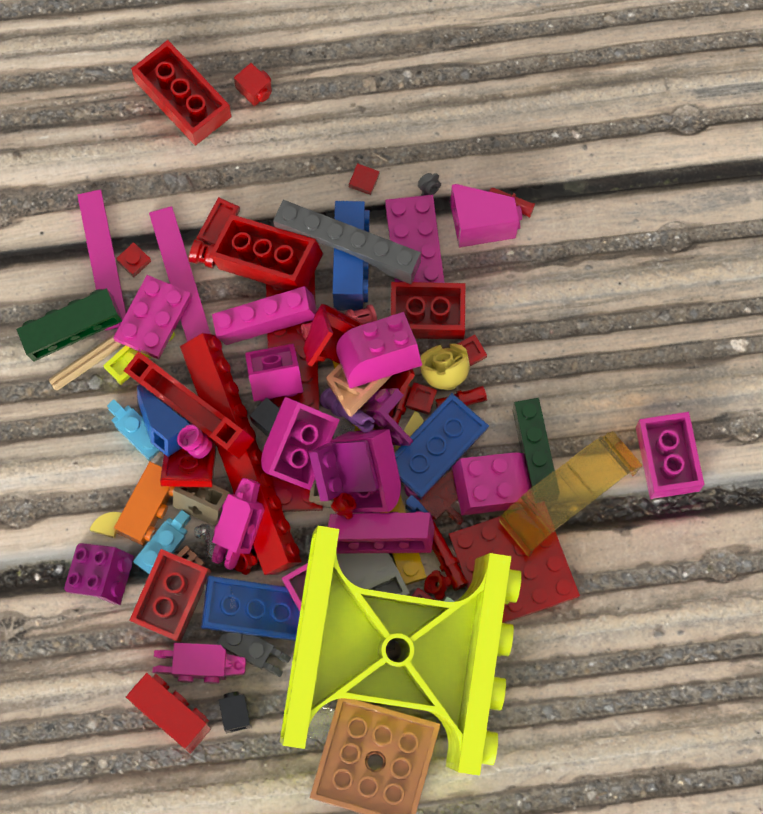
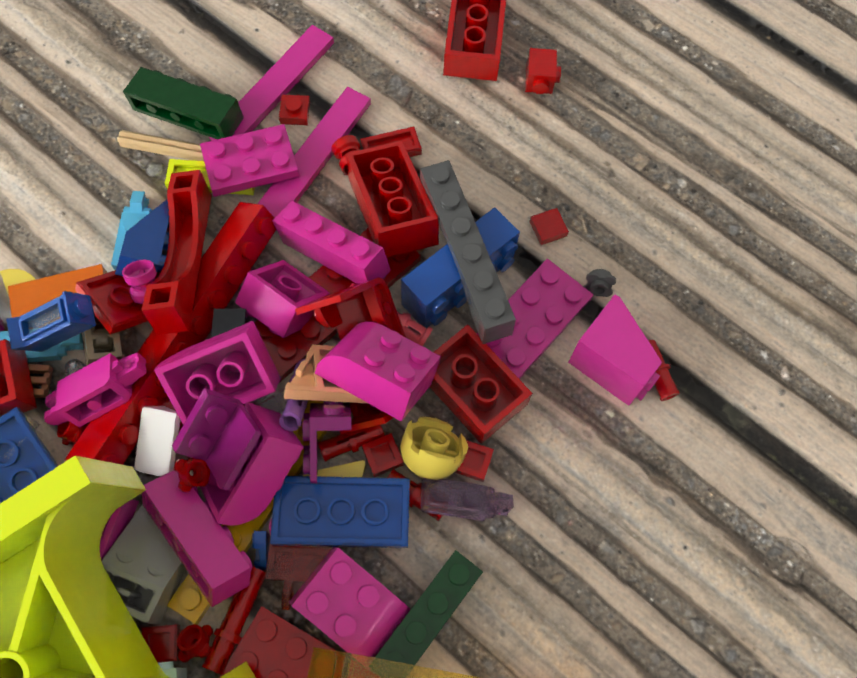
camera: 45 degrees right, 5 degrees down
(174, 513) = (51, 322): none -> blue window
(300, 513) = (155, 439): none -> white slope
(488, 375) = (463, 499): none -> clear purple hinge

